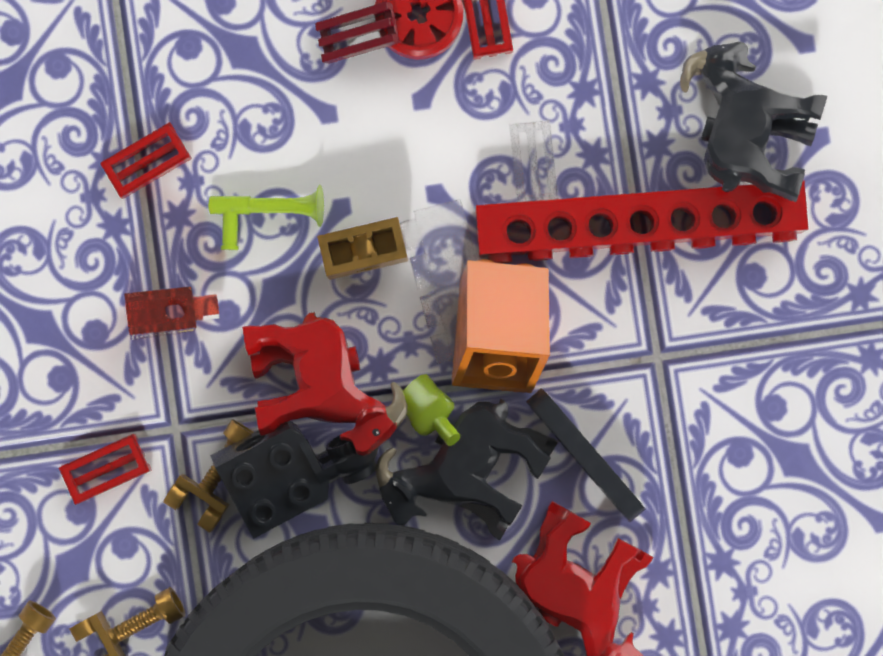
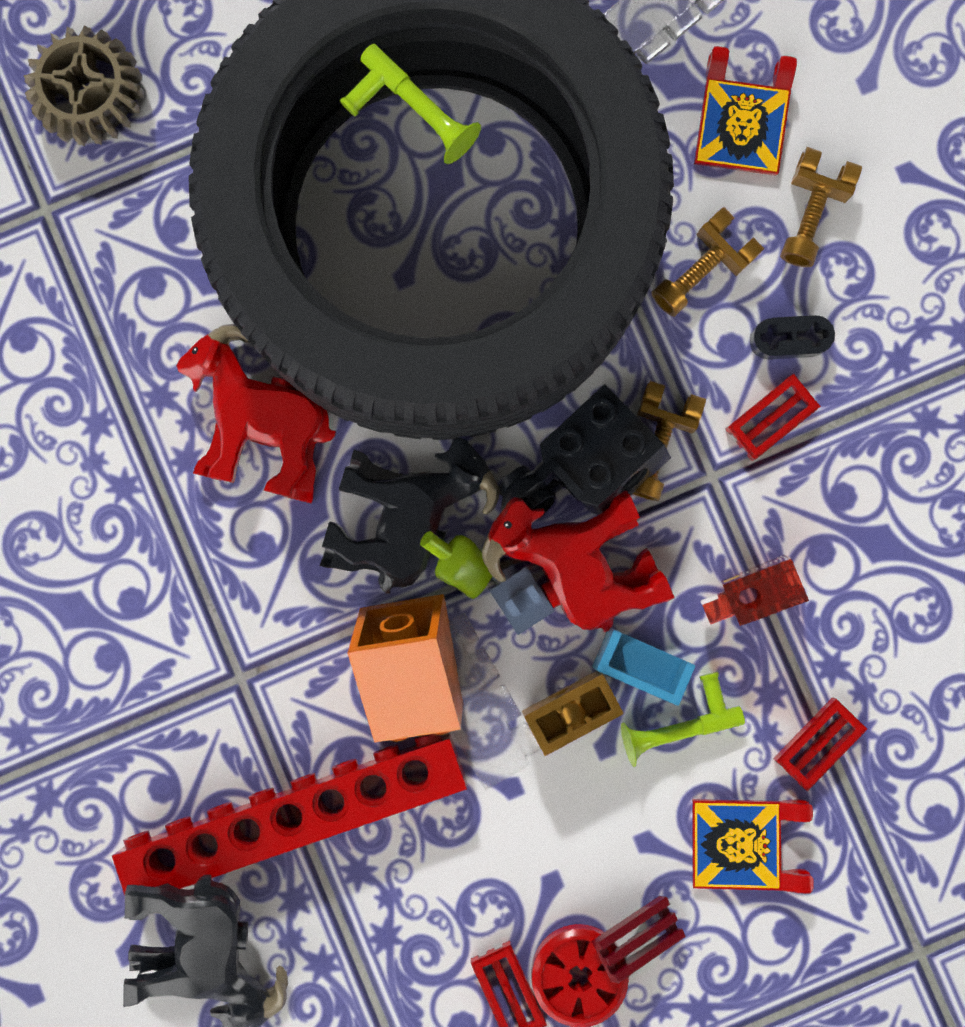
camera: 160 degrees right, 0 degrees up
(64, 548) = (791, 328): none -> black beam
(242, 89) = (740, 845): none -> flag
(287, 272) = (643, 666): none -> dark azure panel
(382, 362) = (521, 599): none -> sand blue brick
(529, 128) = (432, 883): clear tile -> none
(585, 455) = (288, 559): black beam -> none

